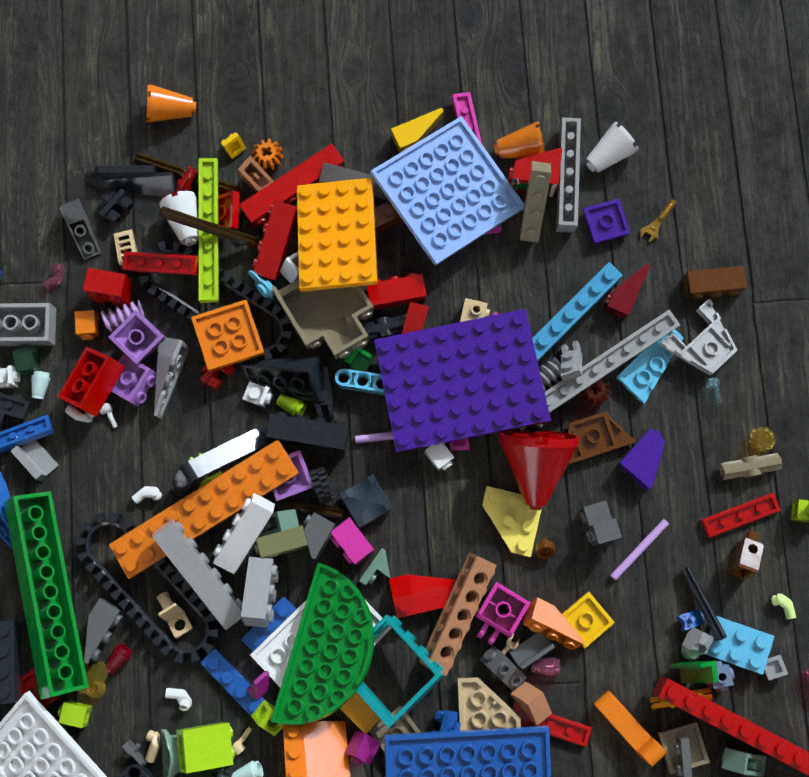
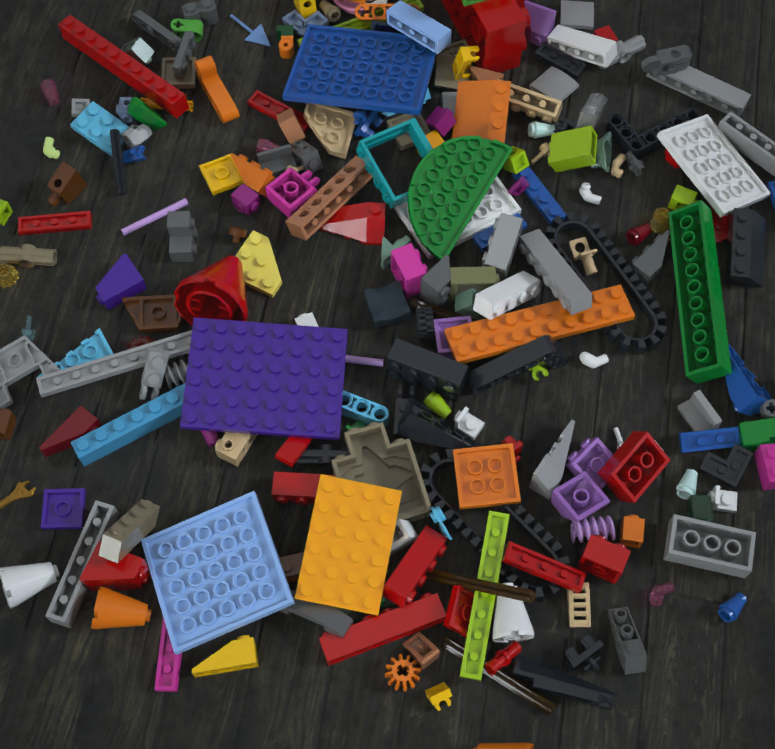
camera: 165 degrees left, 15 degrees down
(549, 590) = (245, 199): none -> magenta brick

